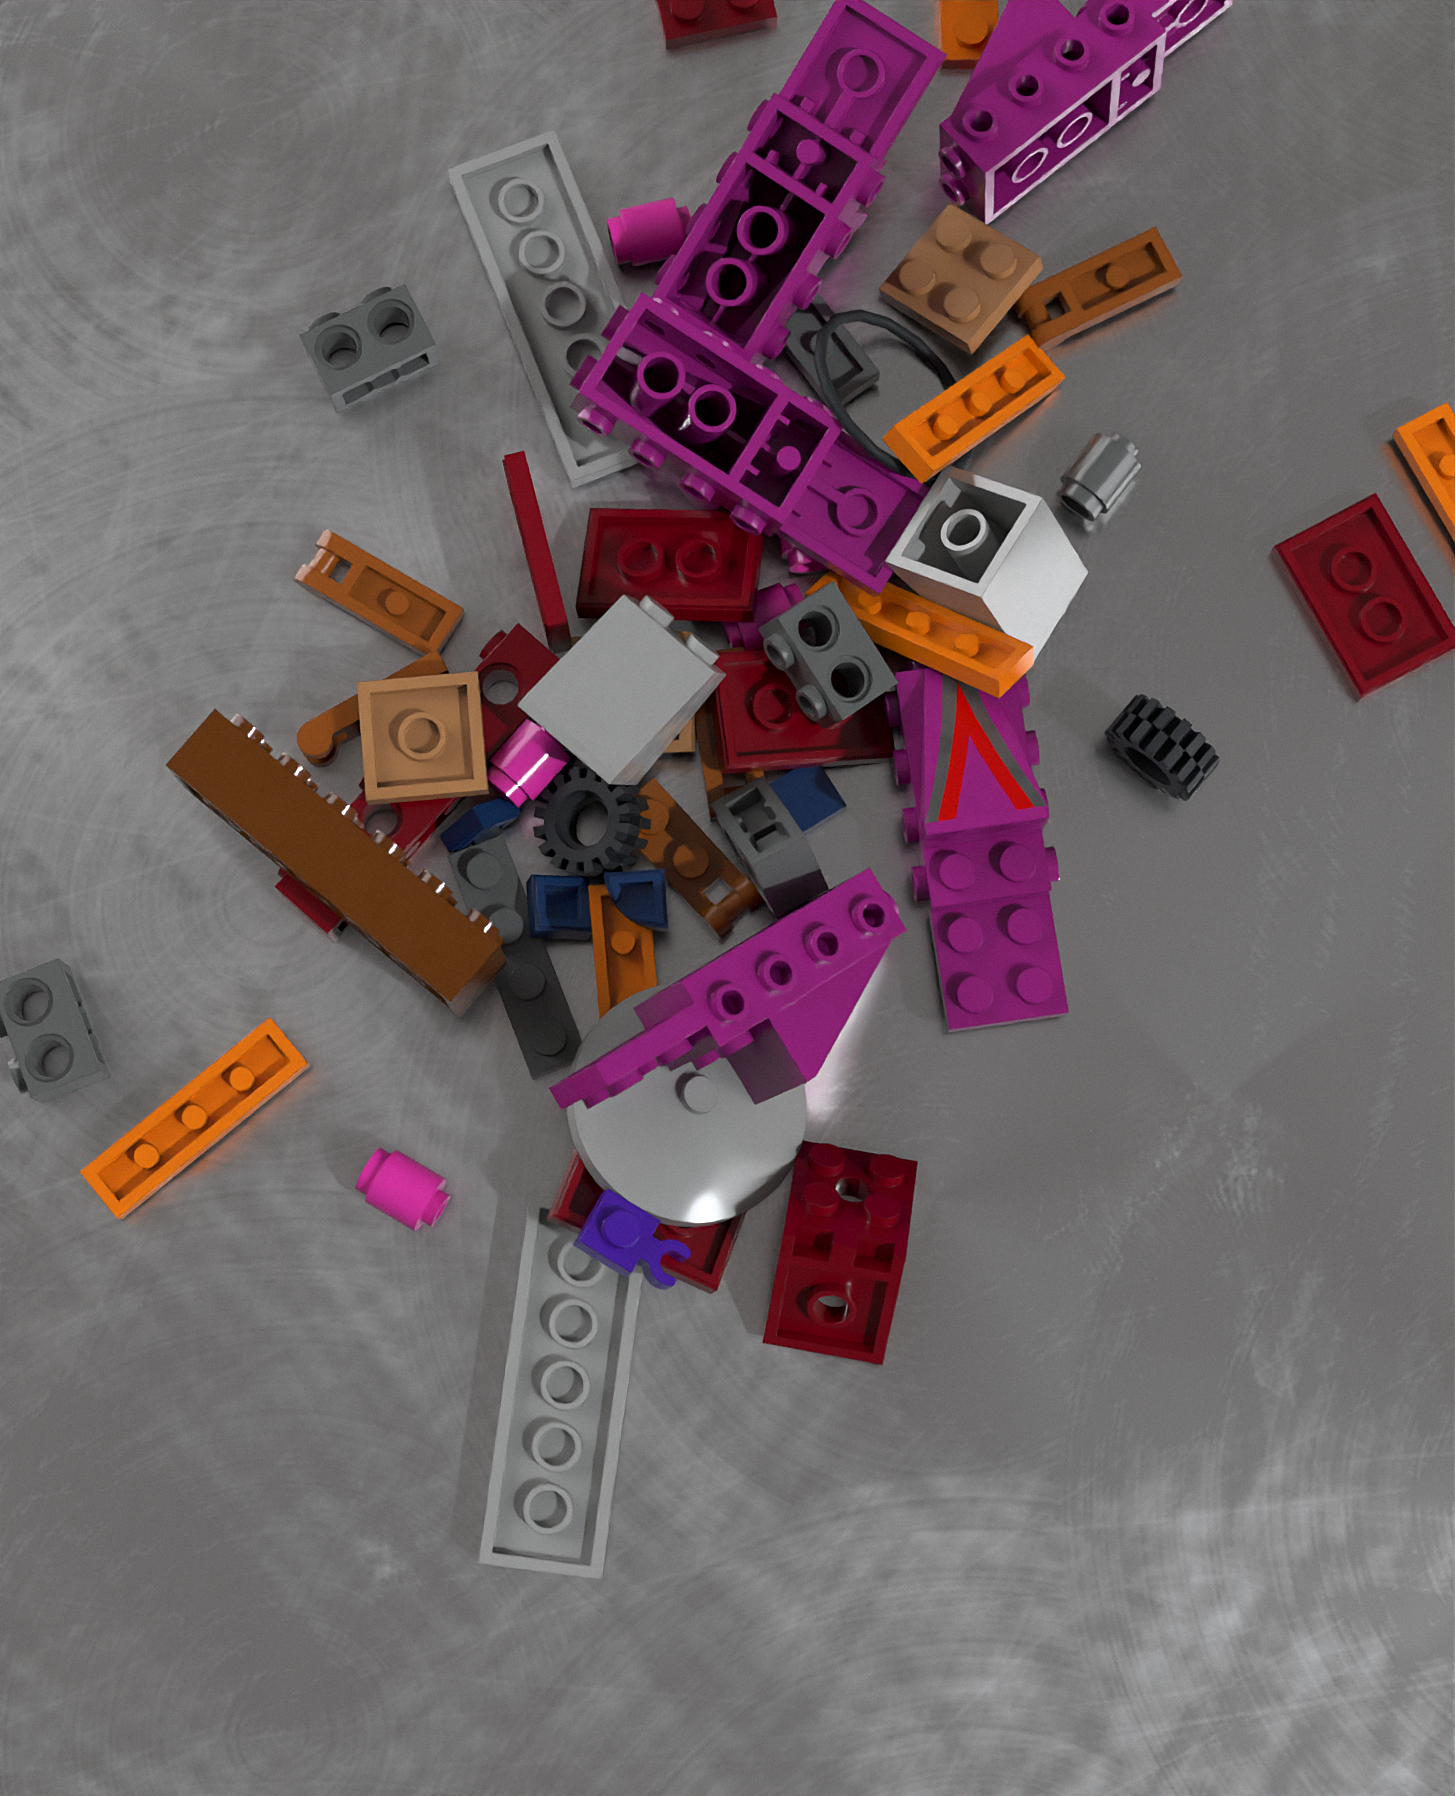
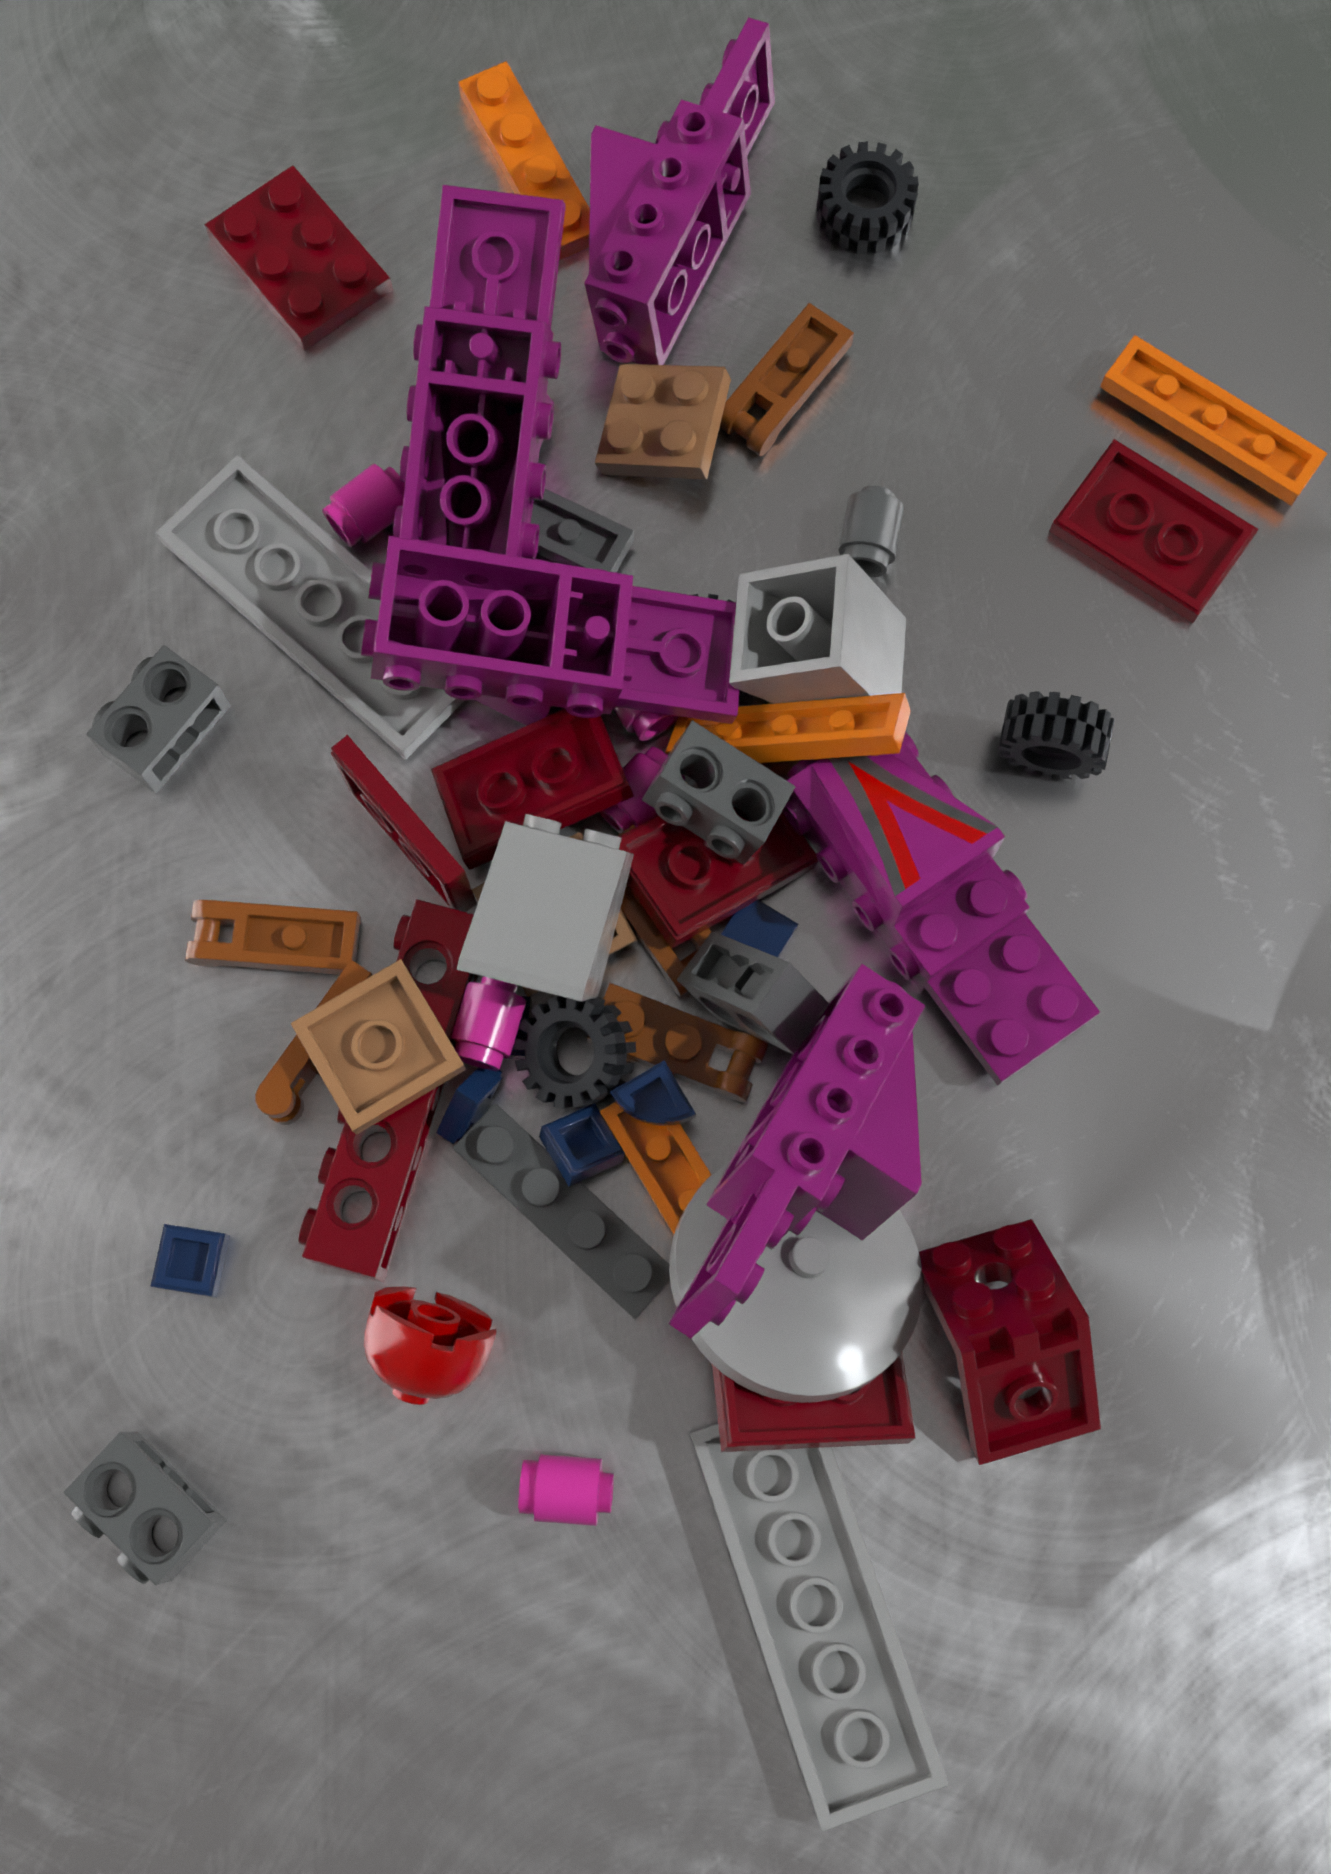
camera: 25 degrees left, 5 degrees down
(179, 844) = (190, 1260): none -> dark blue tile
(194, 1118) = (328, 1524): orange plate -> none
(338, 863) = (352, 1202): reddish brown brick -> none
(344, 1013) = (426, 1346): none -> red cylinder
(622, 1236) = (804, 1434): dark purple plate -> none
(837, 406) = (642, 574): black piece -> none
(973, 409) = (735, 519): orange plate -> none
(1277, 114) = (871, 171): none -> black tyre

